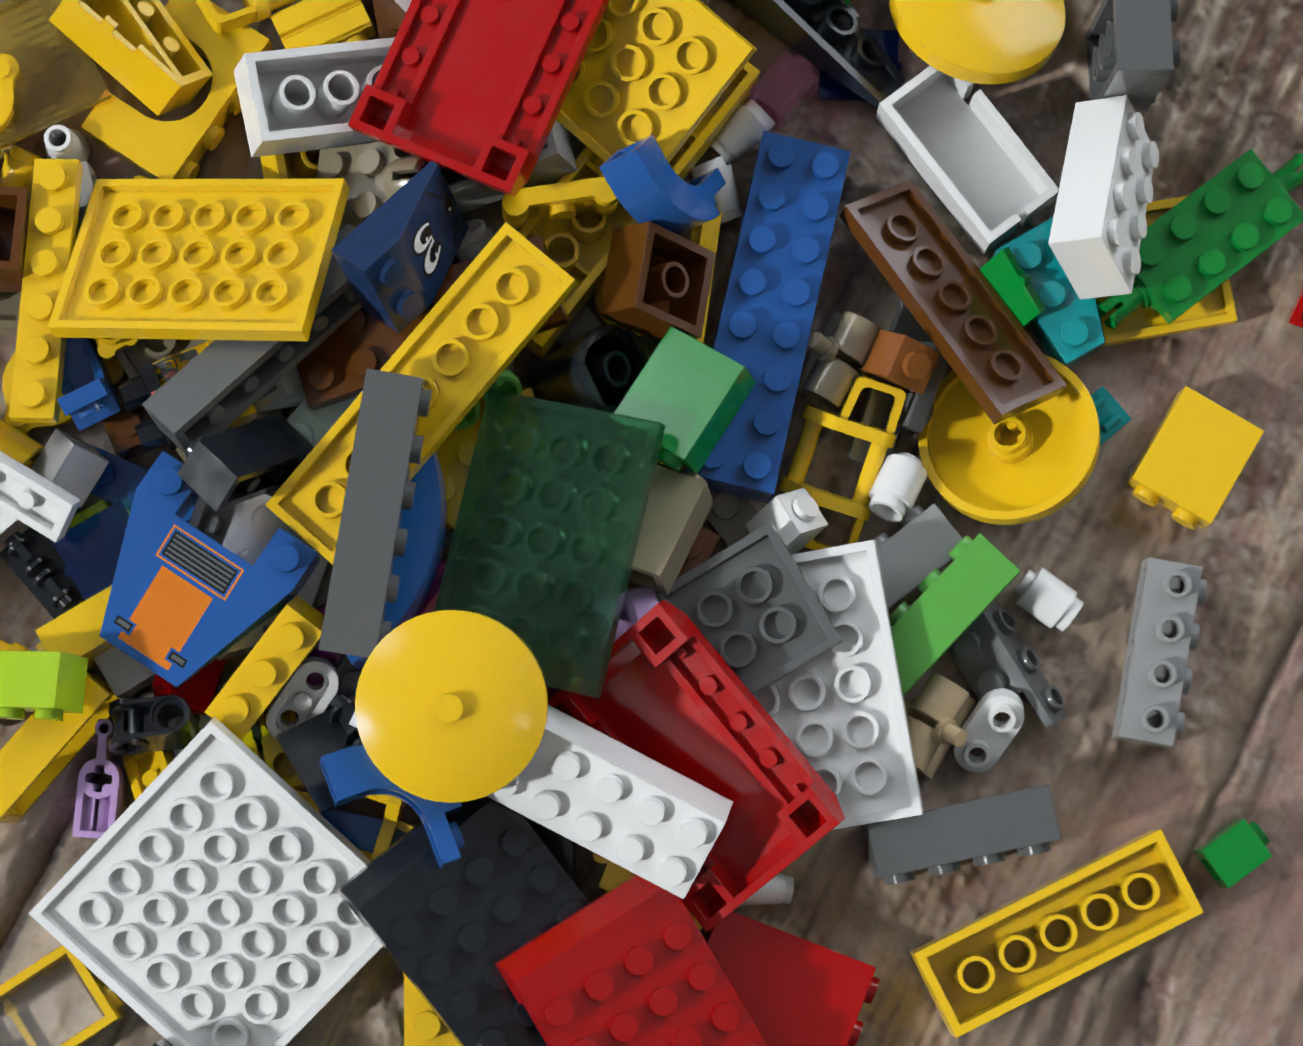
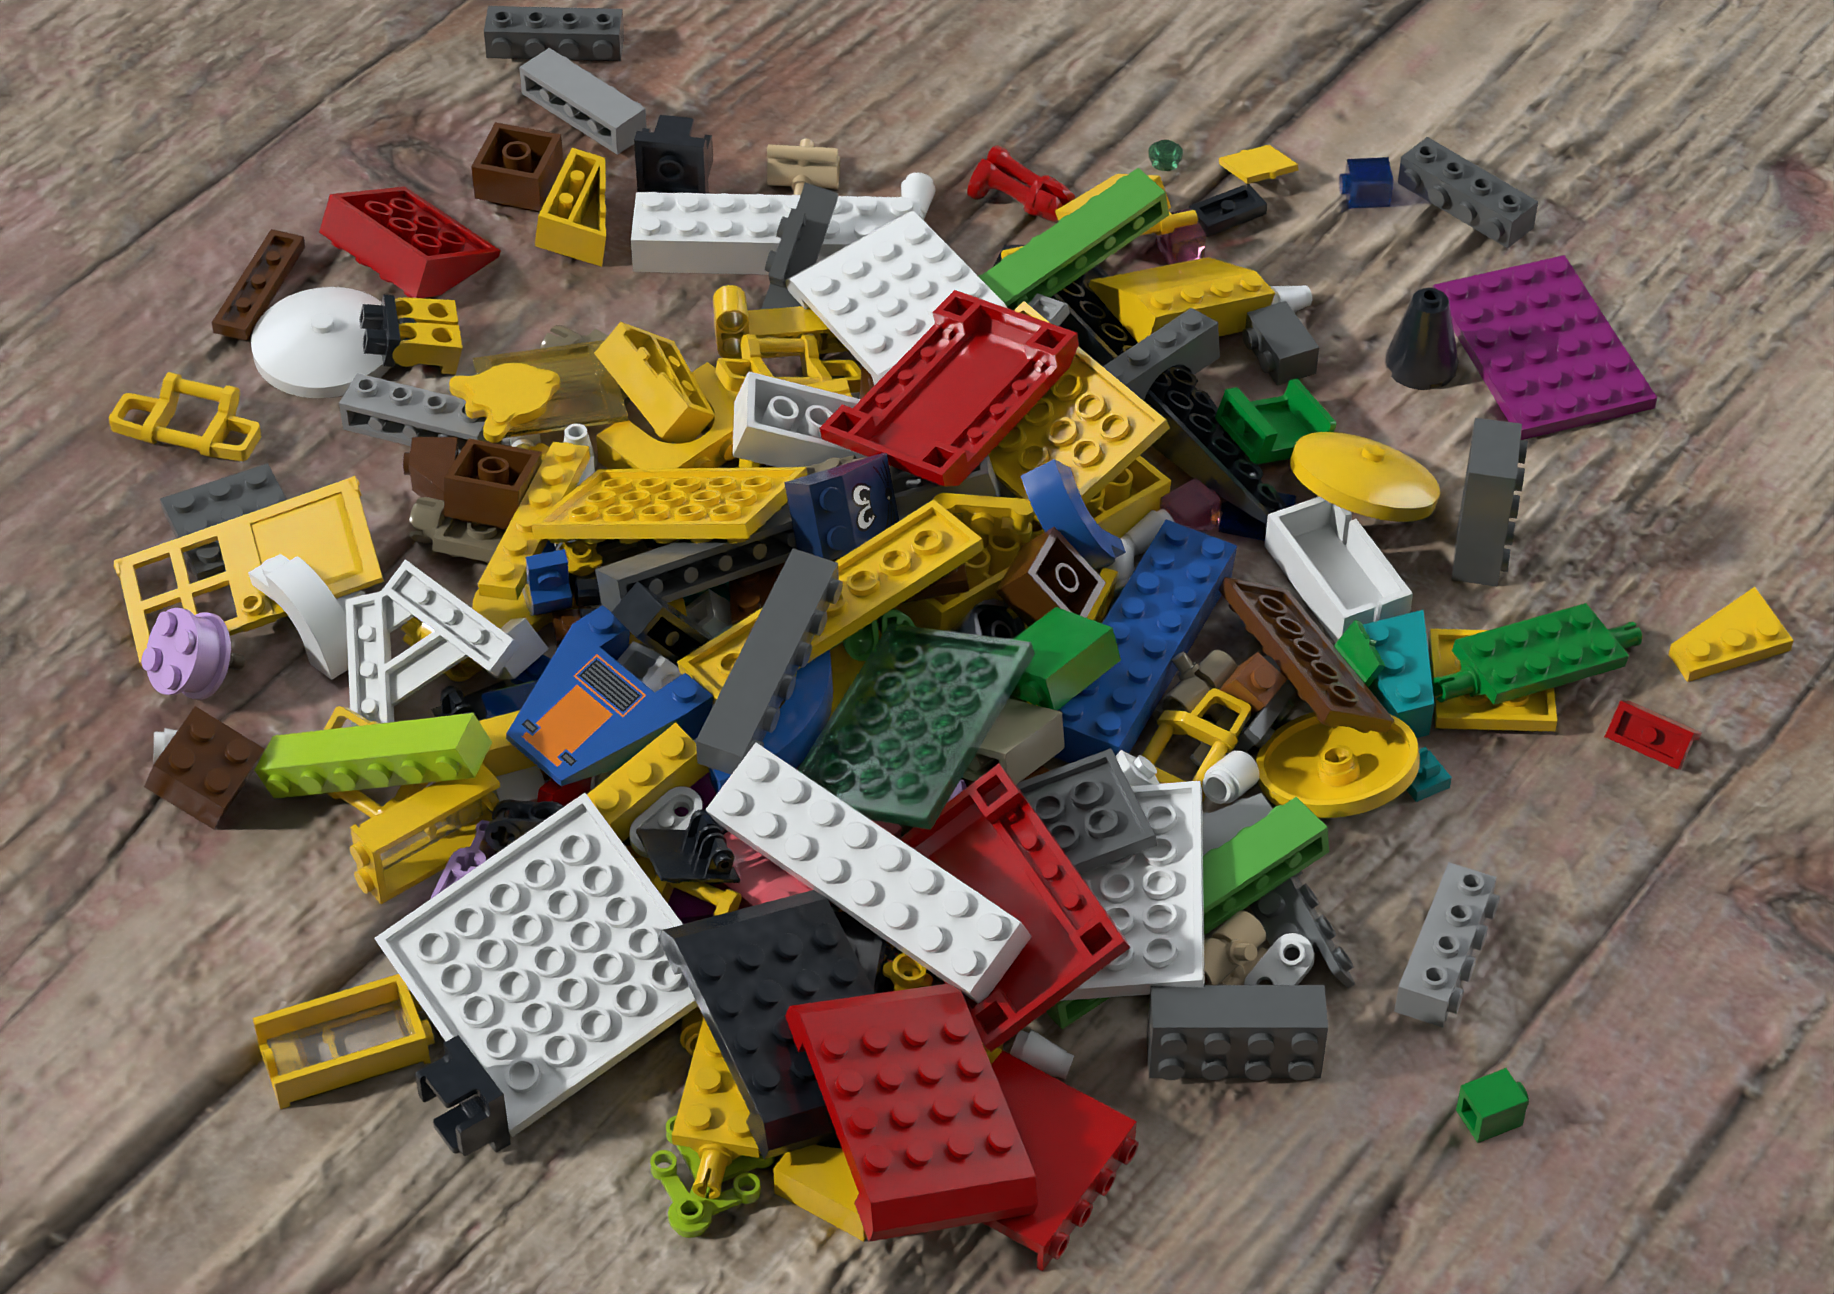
camera: 10 degrees right, 35 degrees down
(354, 775) = (738, 849): blue arch -> none
(451, 706) = (800, 787): yellow dish -> none
(1048, 599) = (1352, 889): white brick -> none
(1056, 932) = (1311, 1129): yellow brick -> none
(1103, 197) = (1448, 594): white piece -> none
(1193, 459) = (1503, 811): yellow brick -> none

